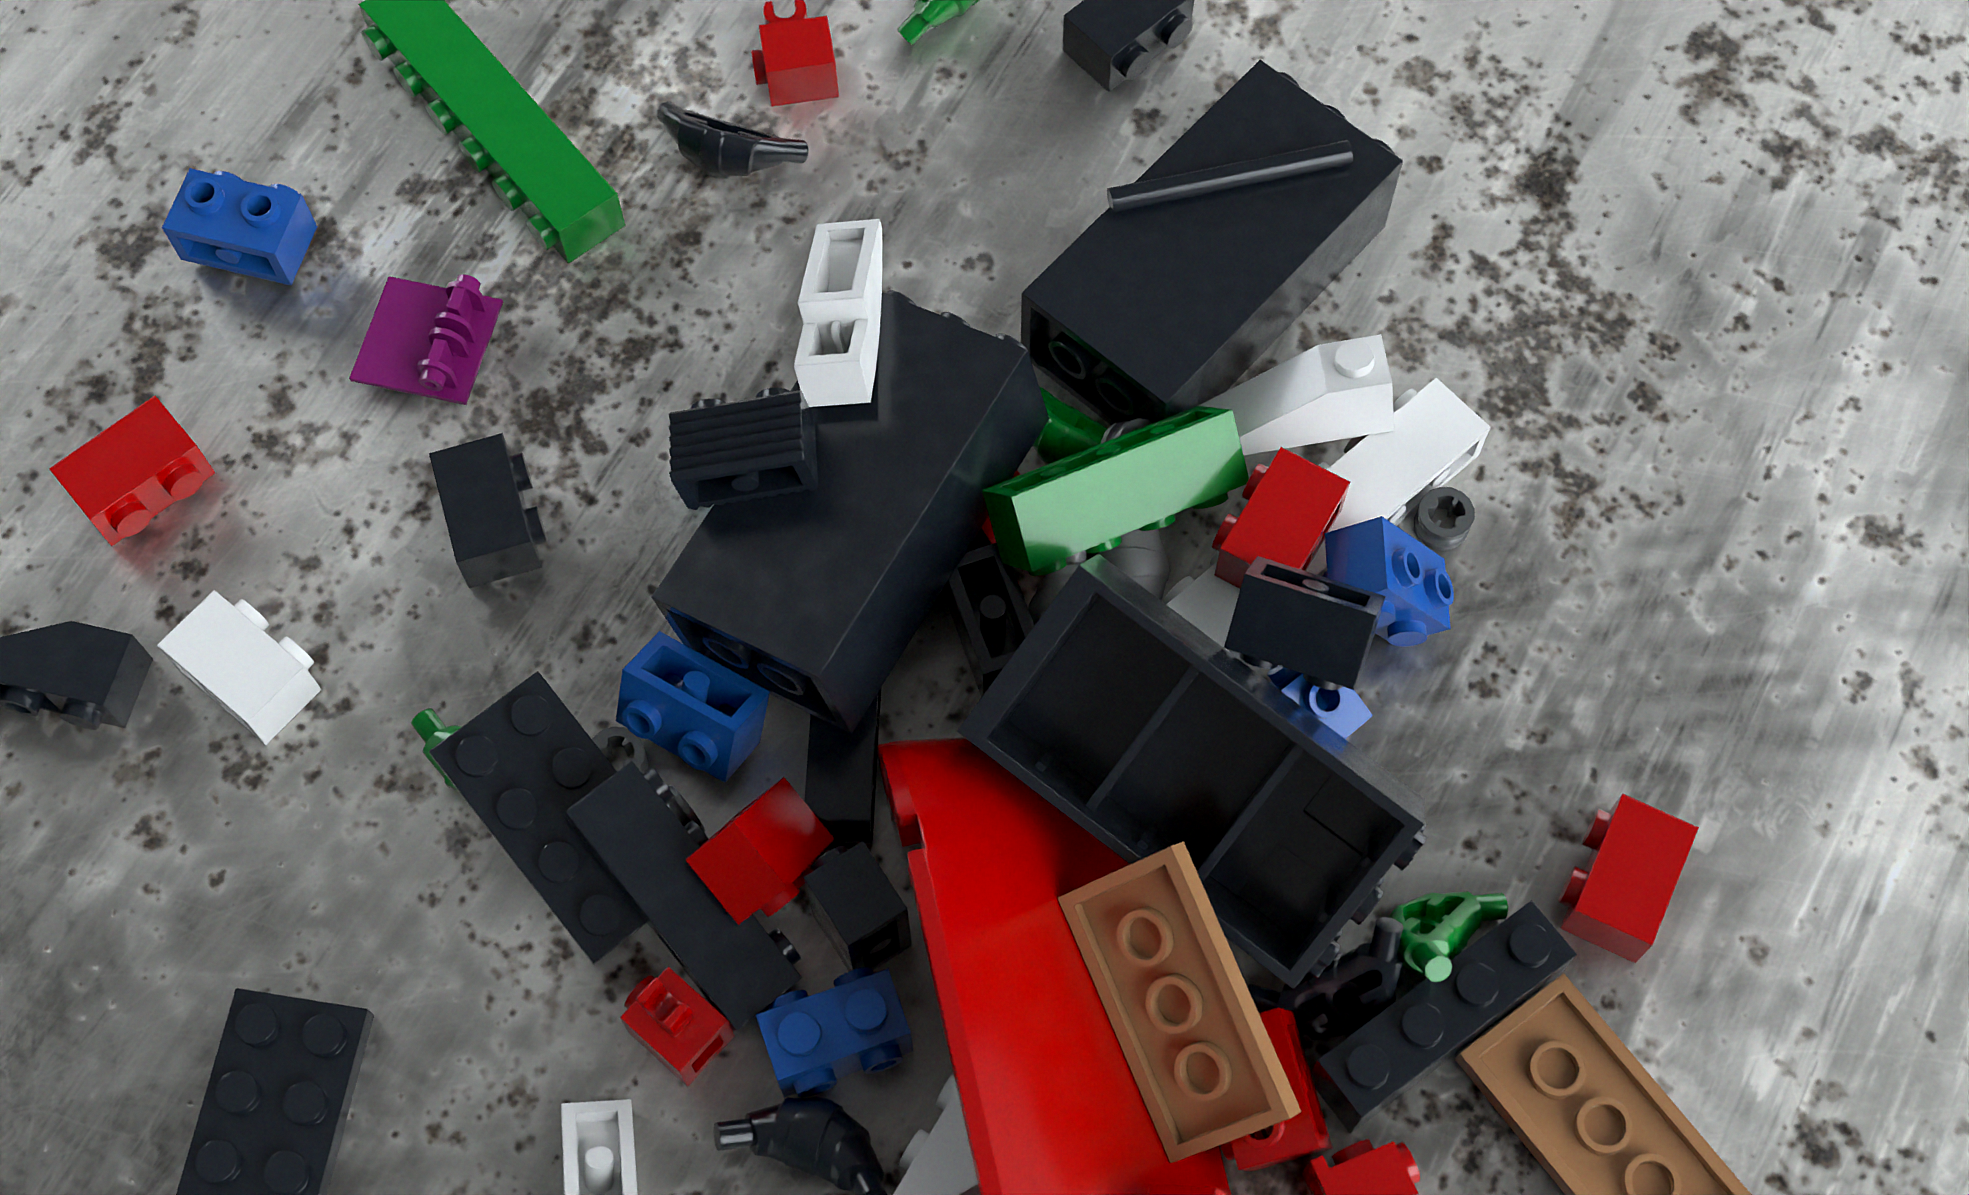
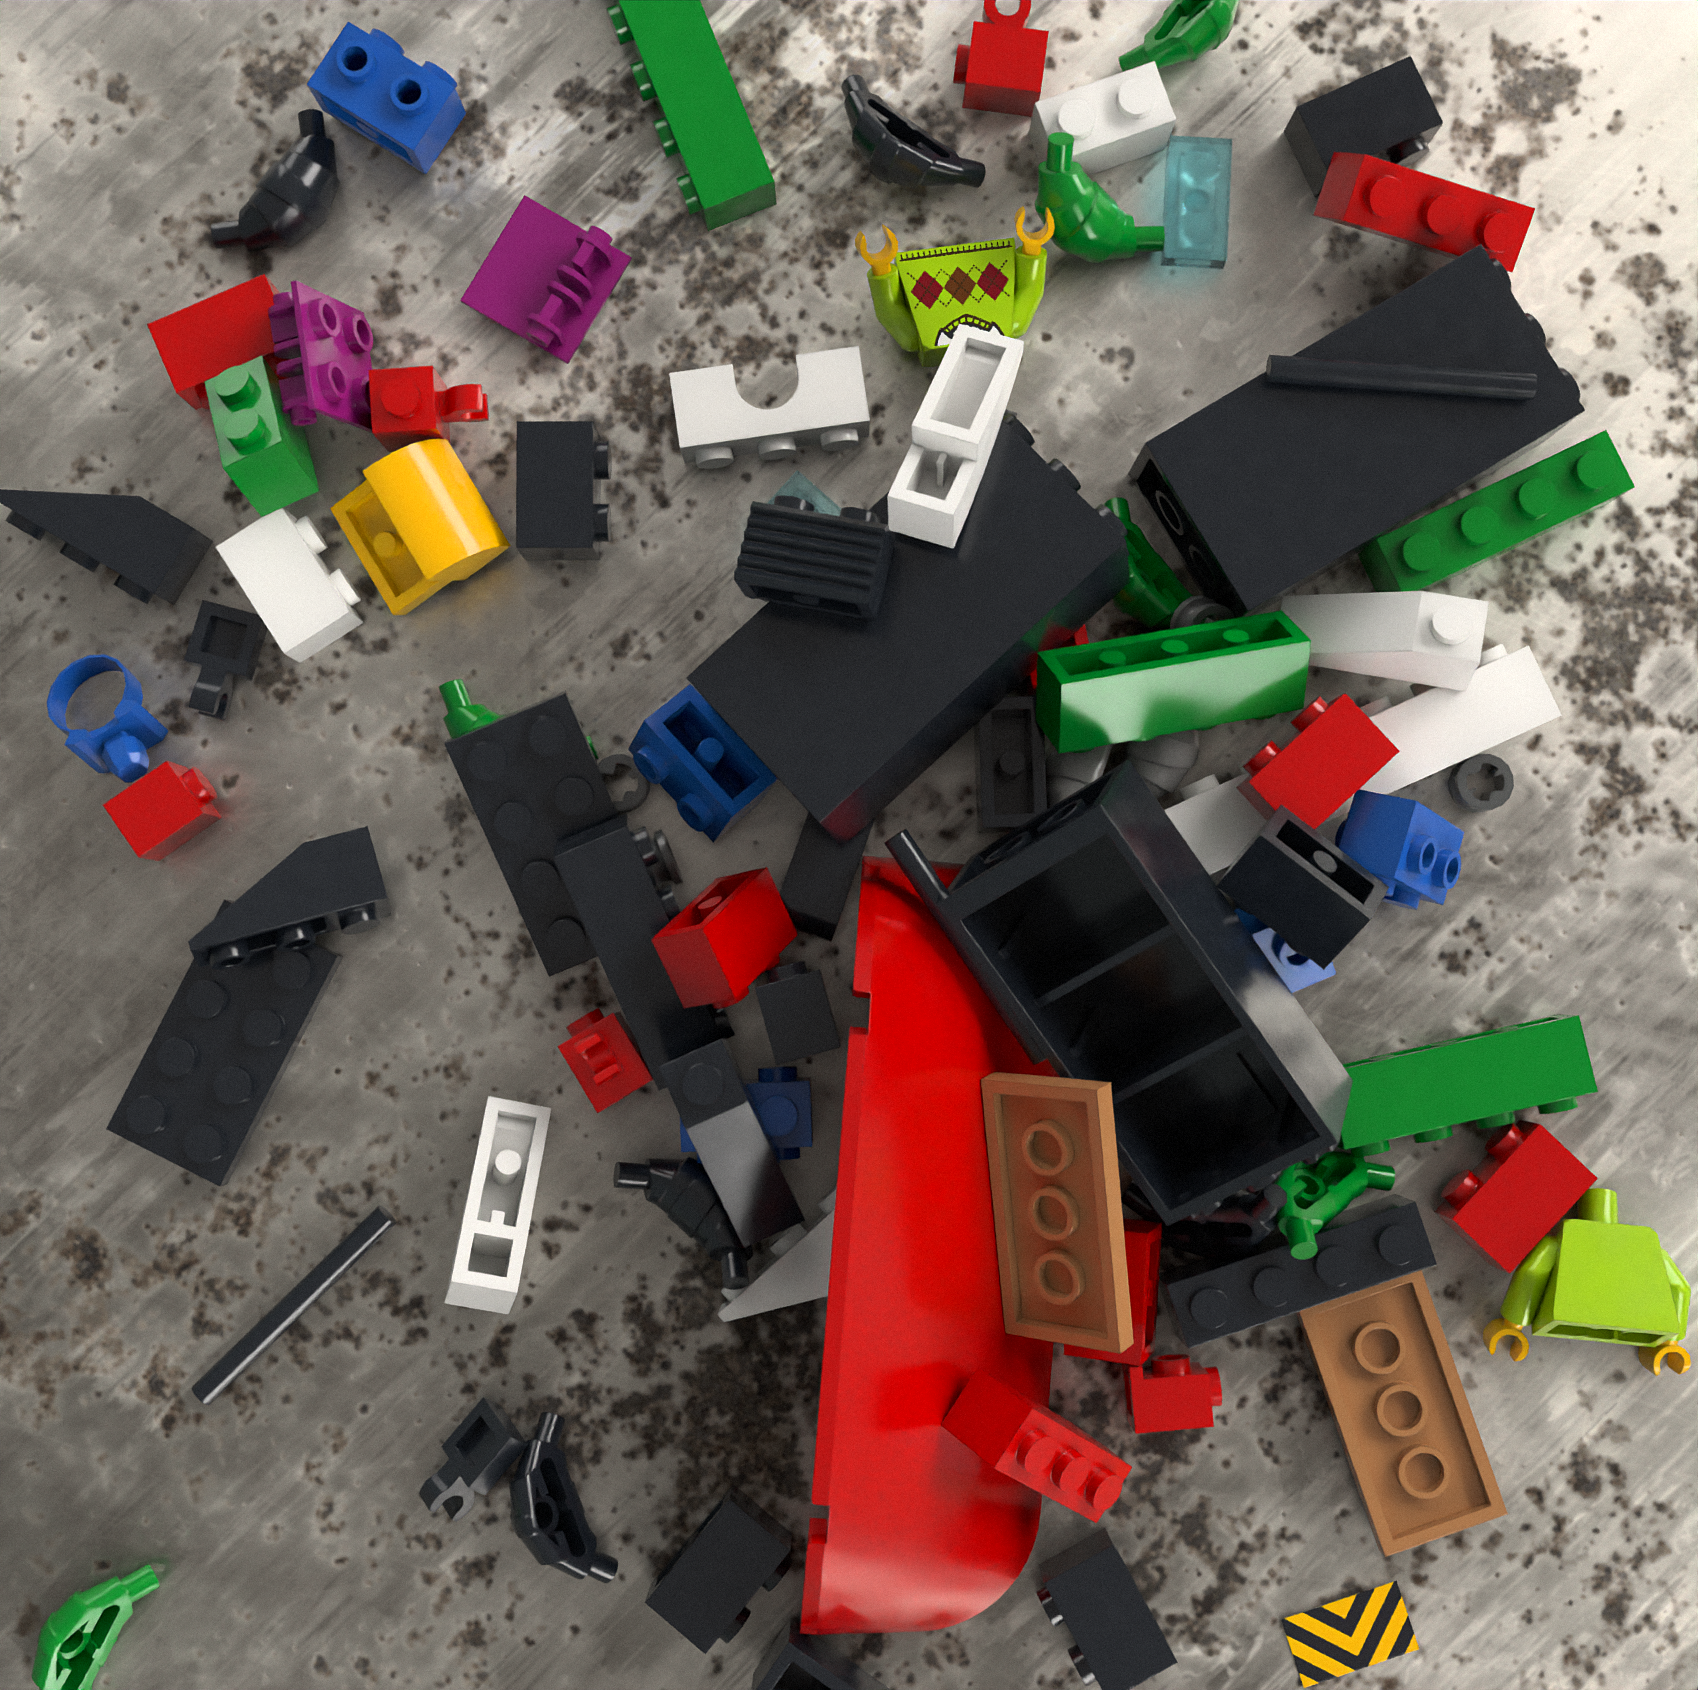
camera: 15 degrees right, 20 degrees up
(95, 864) = (124, 740): none -> blue piece
(155, 915) = (164, 810): none -> red brick
(164, 338) = (290, 196): none -> black piece
(181, 533) = (256, 438): none -> green brick
(182, 745) = (224, 646): none -> black plate
(227, 451) = (327, 354): none -> magenta hinge
(319, 950) = (309, 893): none -> black slope
(328, 477) = (417, 406): none -> red brick
(354, 576) = (419, 524): none -> yellow brick
(629, 410) = (824, 410): none -> white arch
(779, 241) = (966, 284): none -> lime torso
(825, 1036) = (732, 1141): none -> black slope
(898, 79) = (1108, 118): none -> white brick
(905, 150) = (1084, 214): none -> green piece
(945, 727) = (930, 889): none -> black bar
(1005, 121) = (1196, 202): none -> clear light blue plate
(1193, 57) = (1421, 209): none -> red brick
(1372, 280) = (1498, 517): none -> green brick
(1531, 786) = (1466, 1080): none -> green brick
(1747, 936) = (1598, 1286): none -> lime torso

